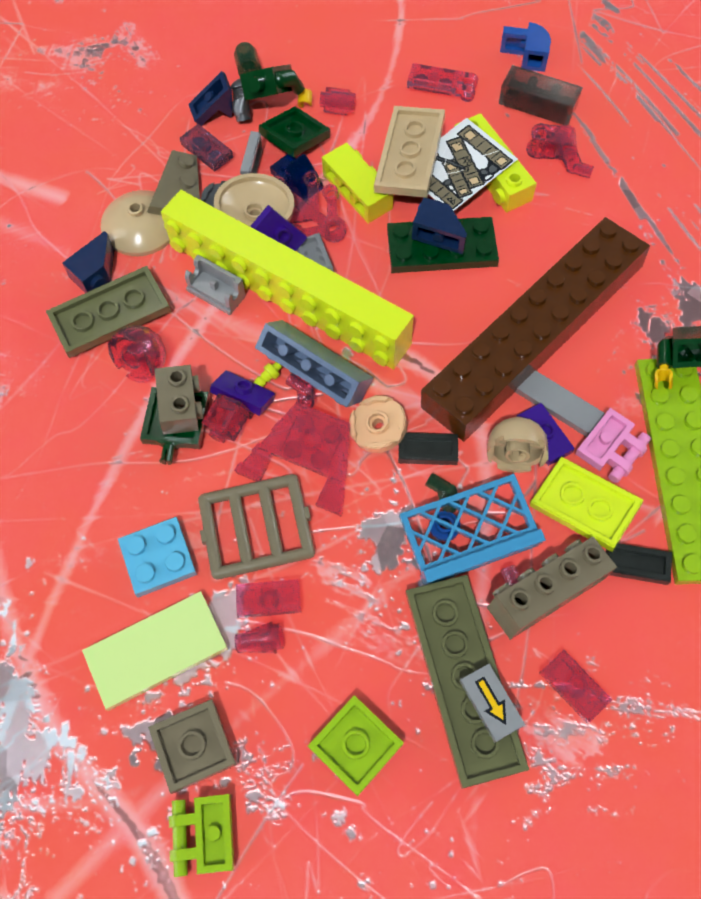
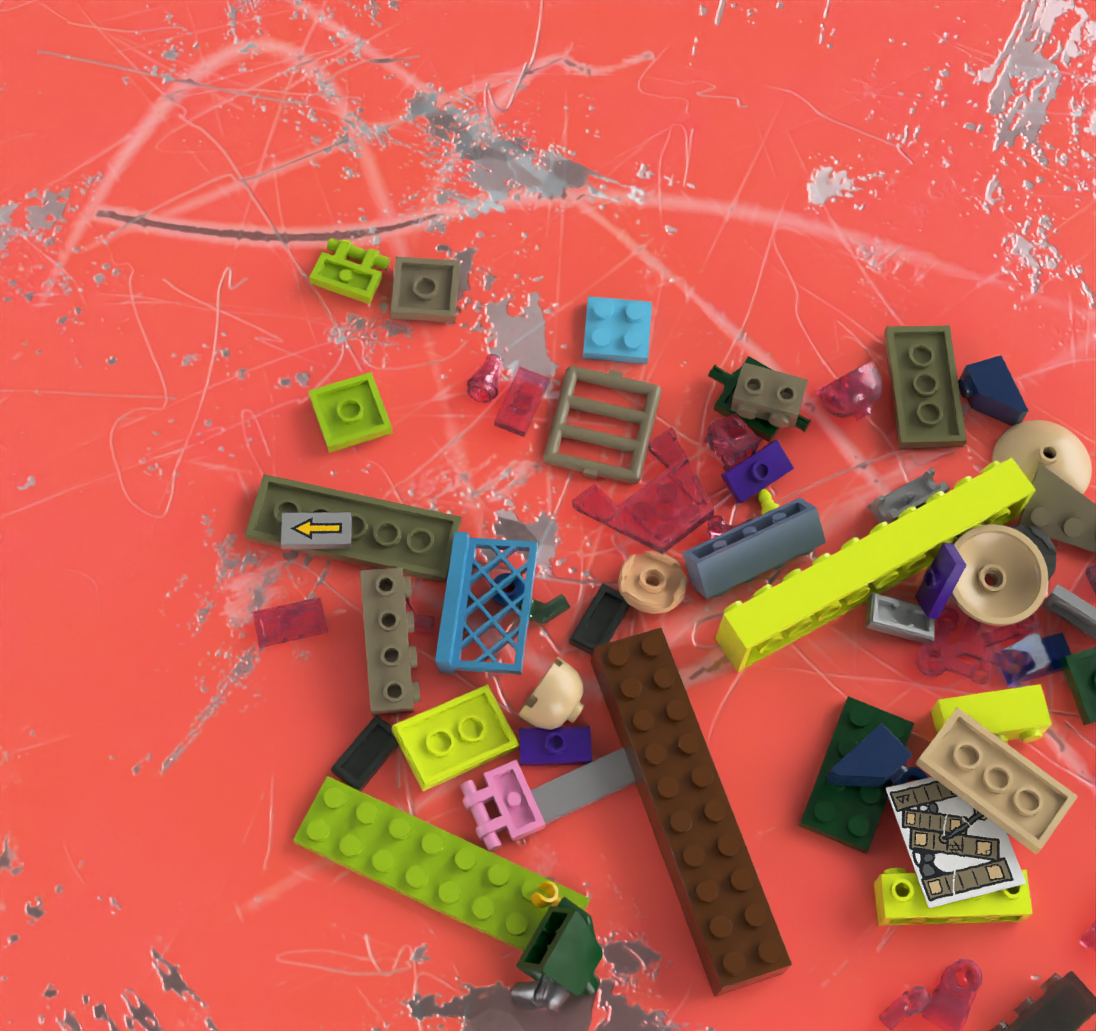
camera: 110 degrees right, 0 degrees up
(154, 650) = (527, 296): yellowish green tile -> none

